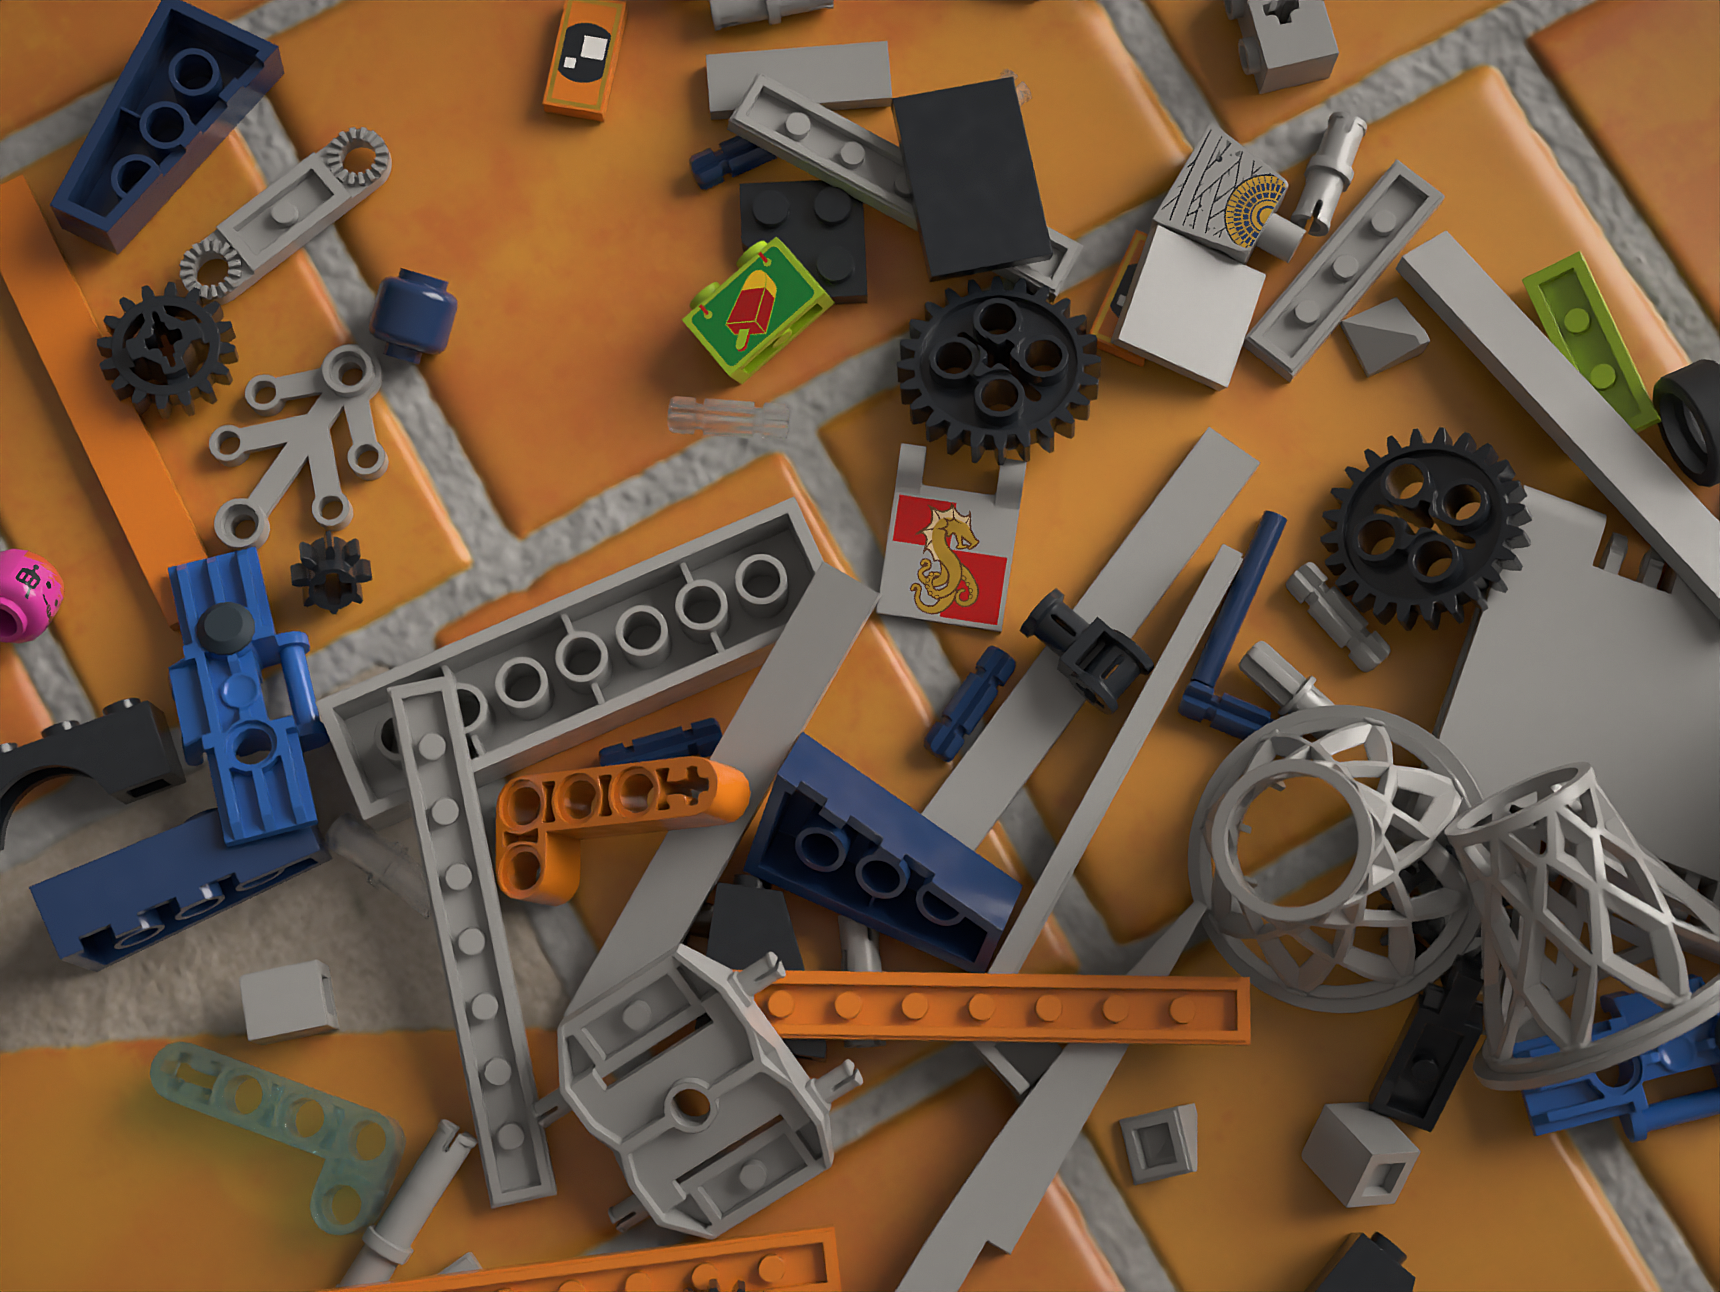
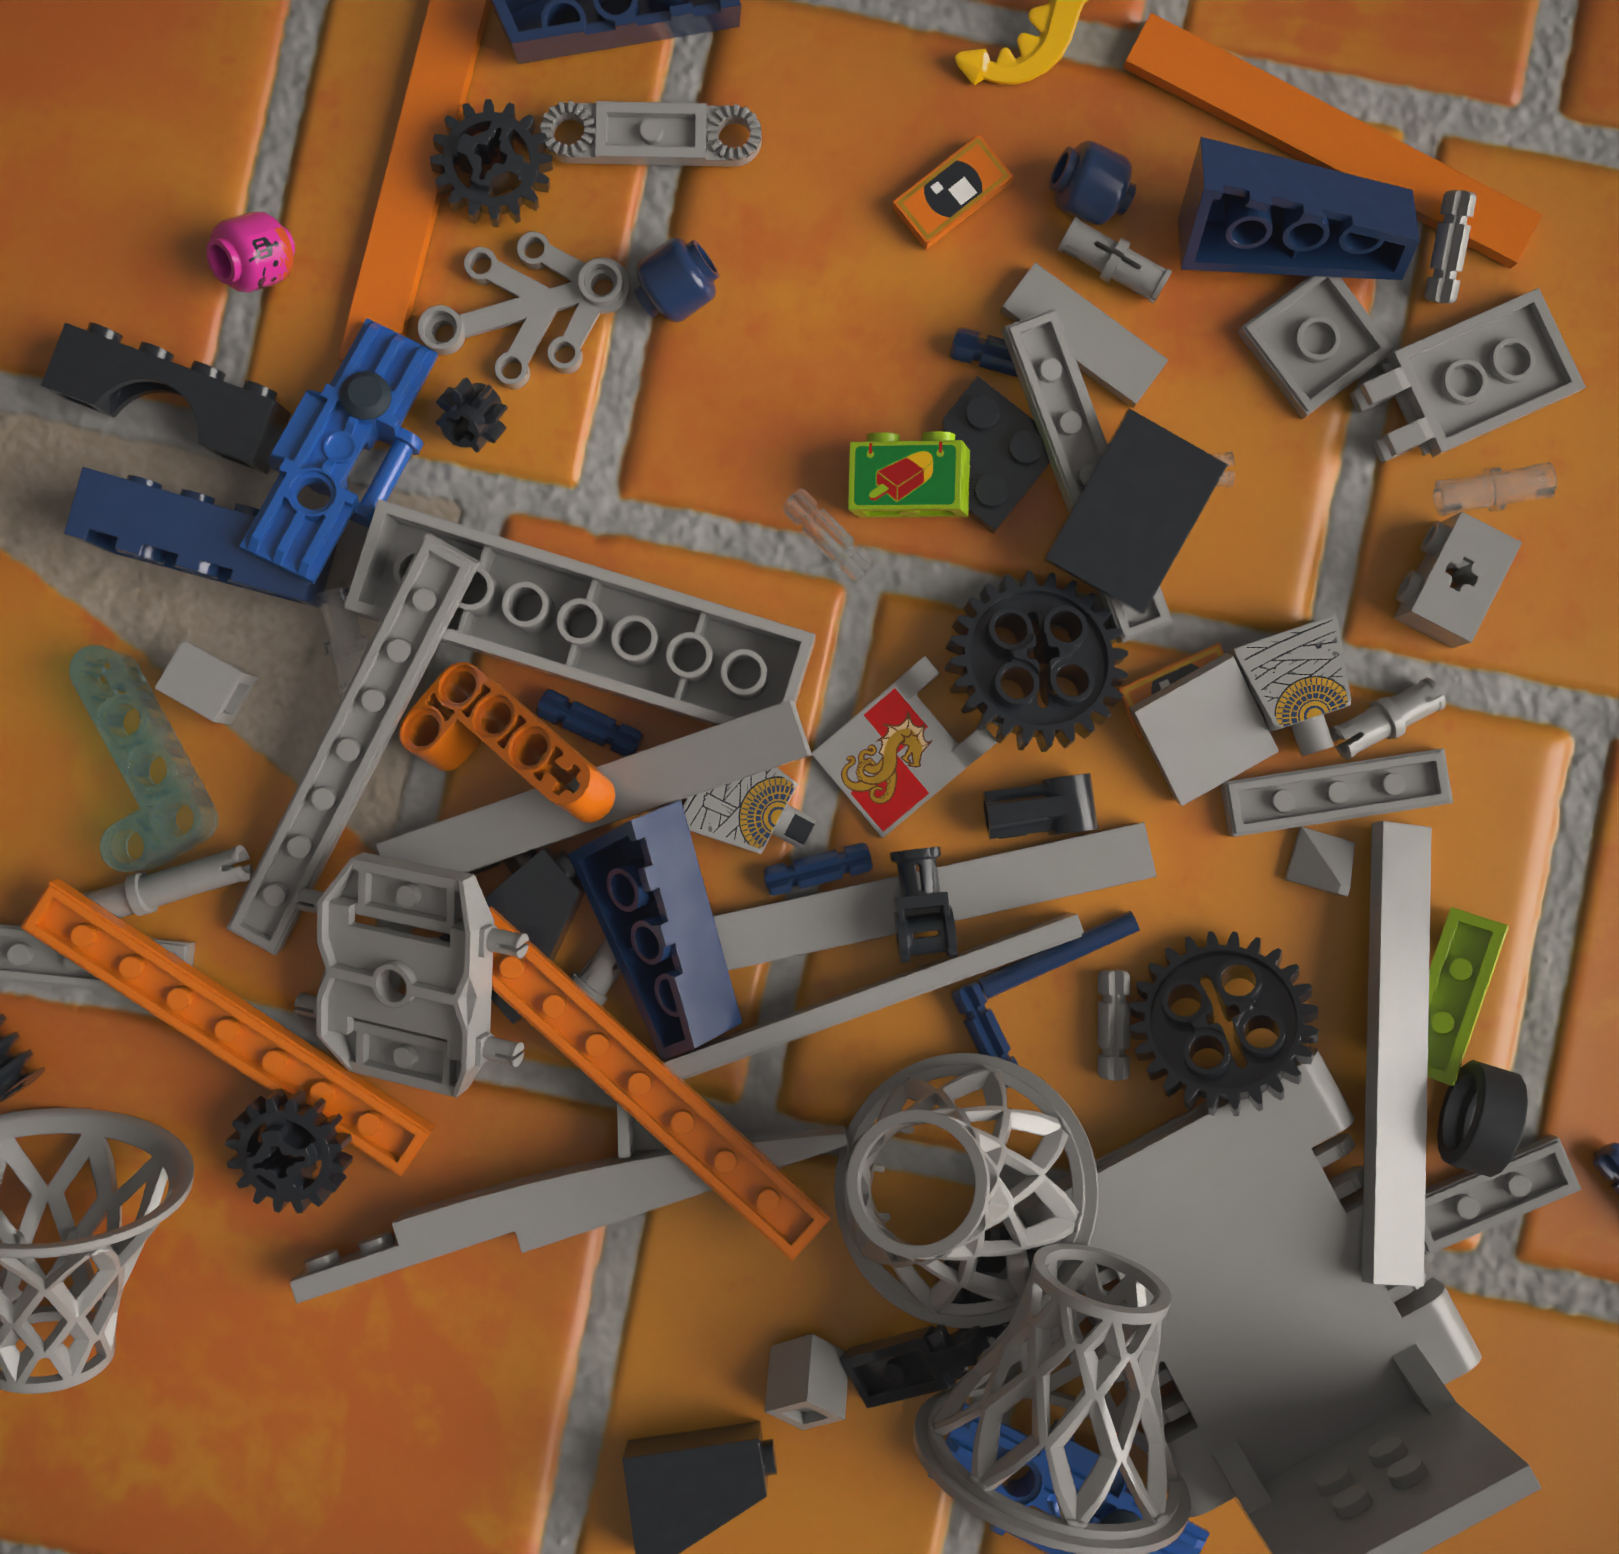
camera: 40 degrees right, 10 degrees up
(869, 700) = (750, 812): none -> torso
(1122, 475) = (1053, 806): none -> black piece
(1161, 1143) = (689, 1261): light grey slope -> none
(1282, 681) = (1036, 1041): light grey axle -> none

